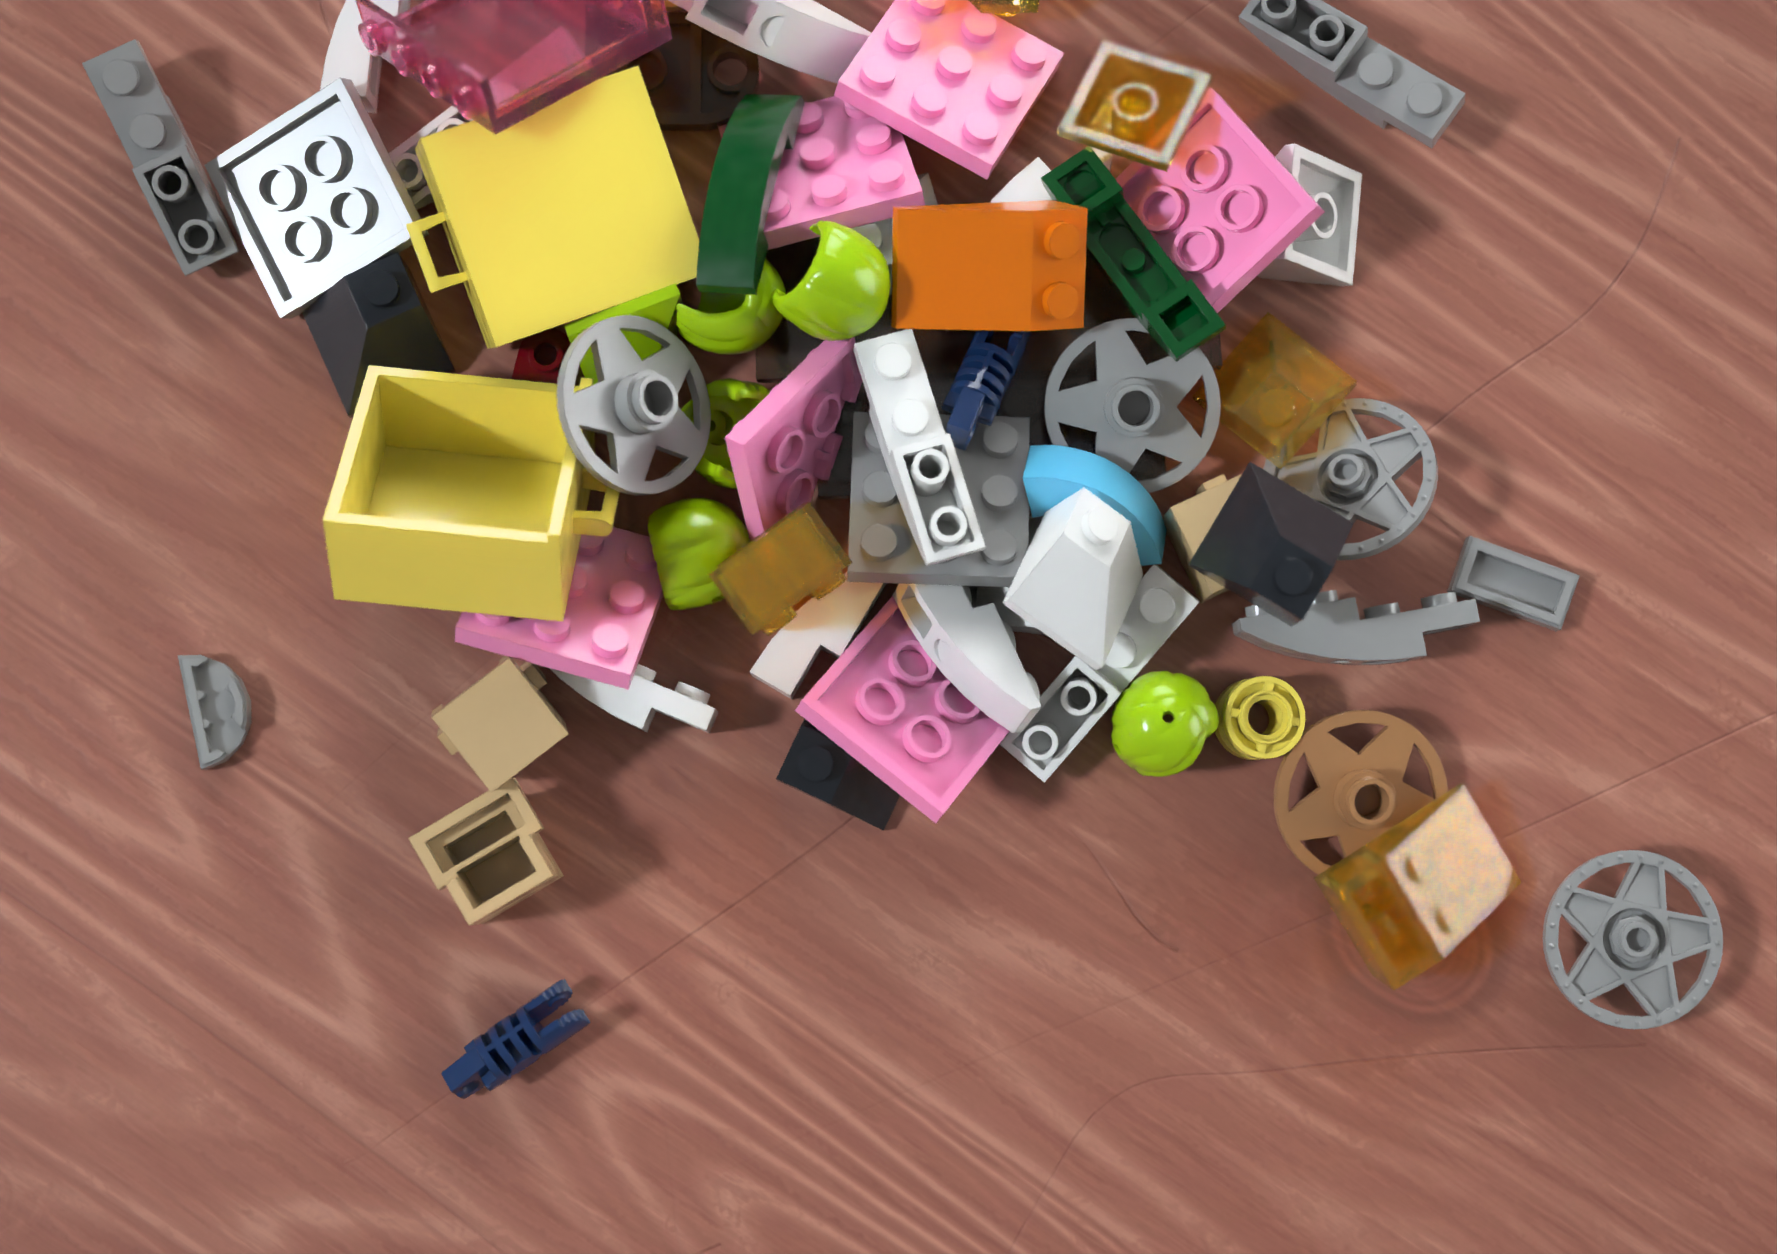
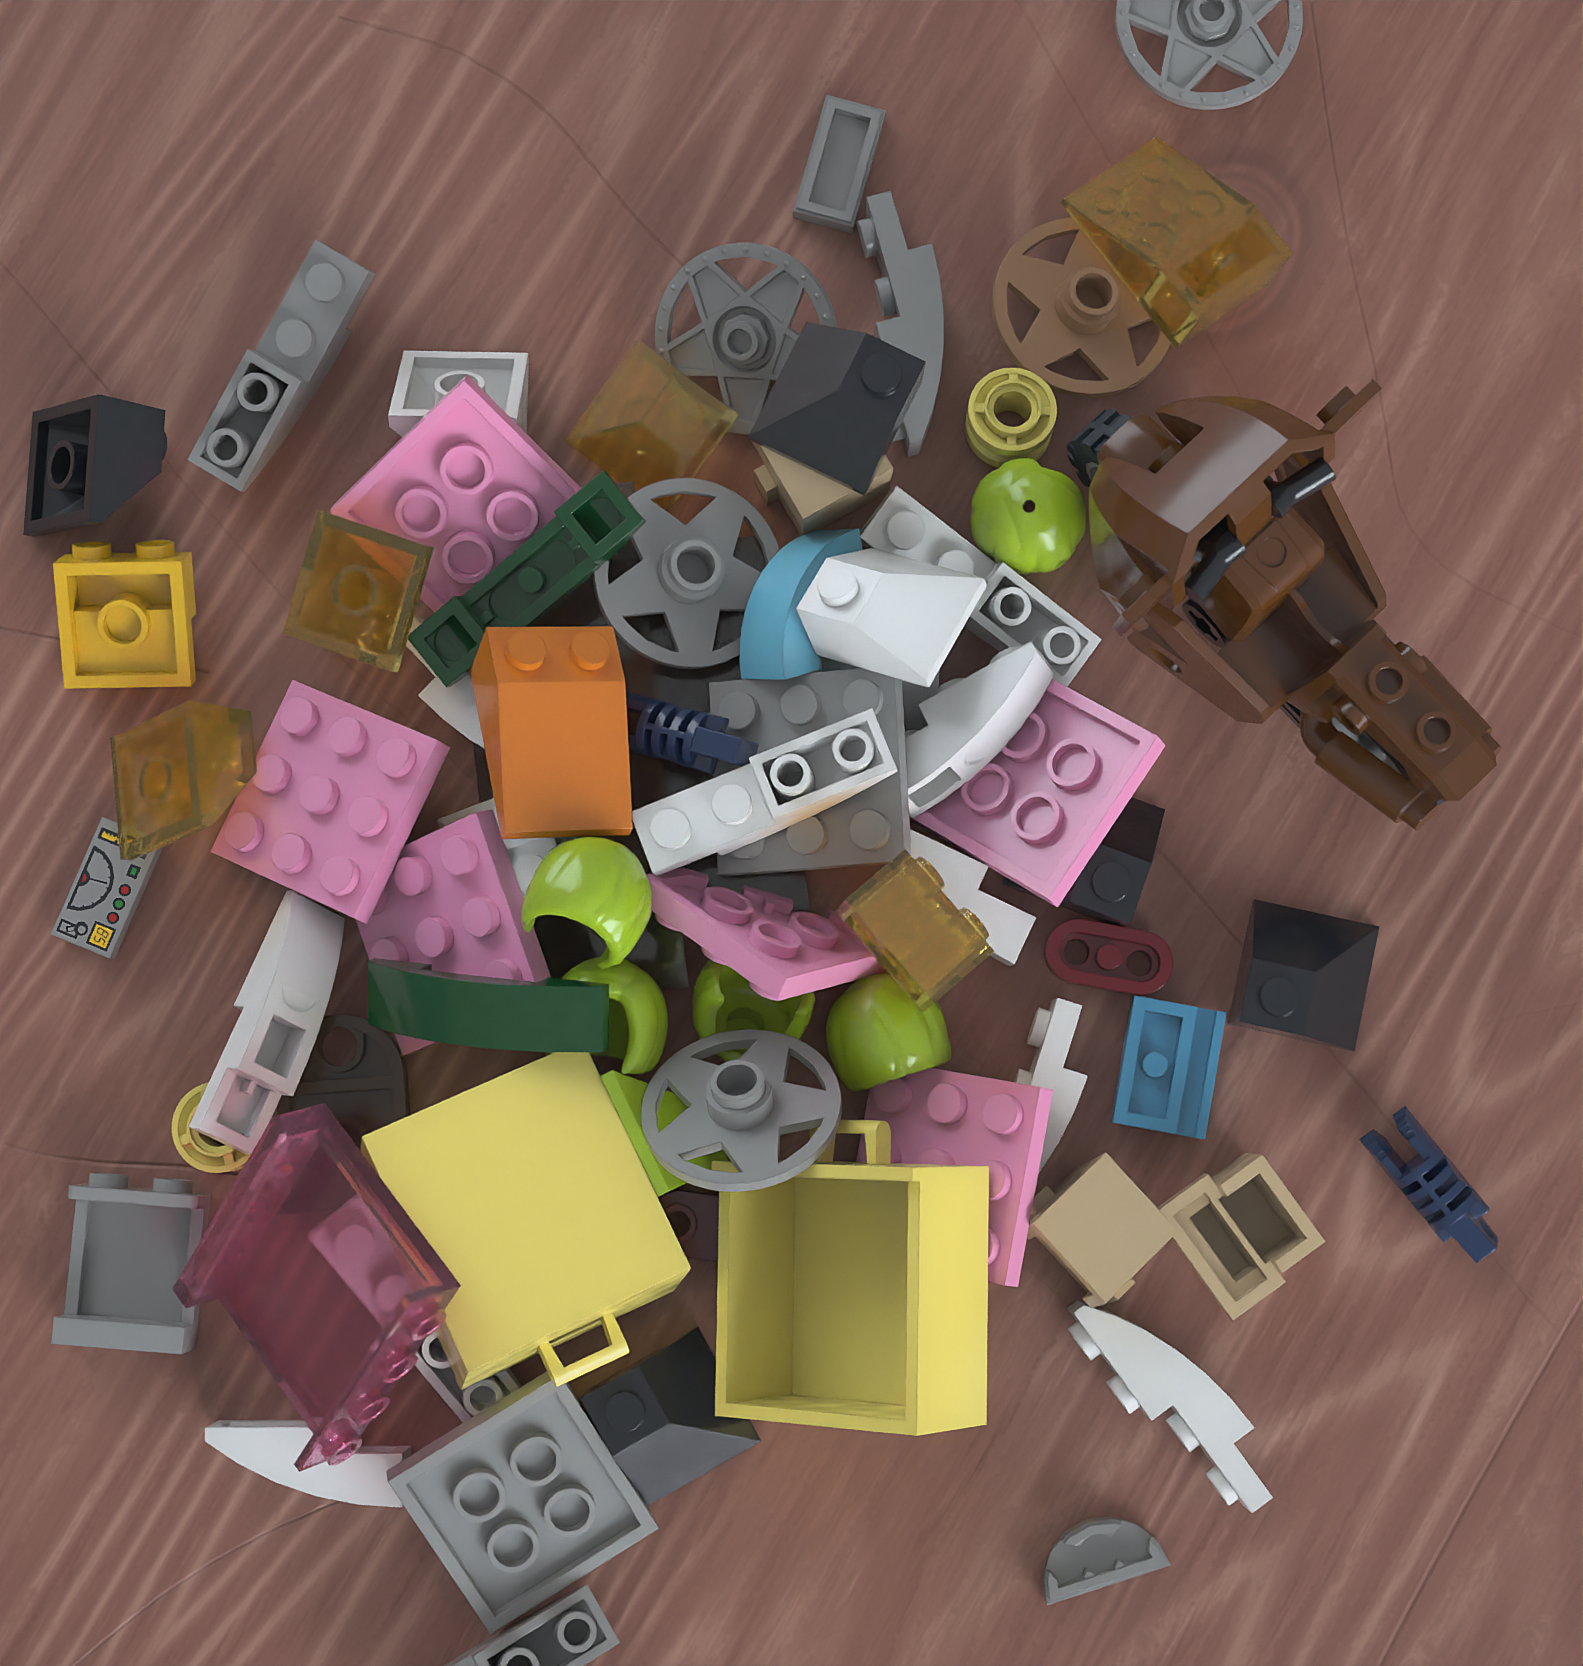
camera: 90 degrees left, 0 degrees up
(369, 773) = (1159, 1377): none -> white slope
(645, 808) = (1168, 1067): none -> dark azure plate
(719, 944) = (1303, 975): none -> black slope
(750, 763) = (1107, 957): none -> dark red plate
(1032, 949) = (1277, 593): none -> reddish brown piece

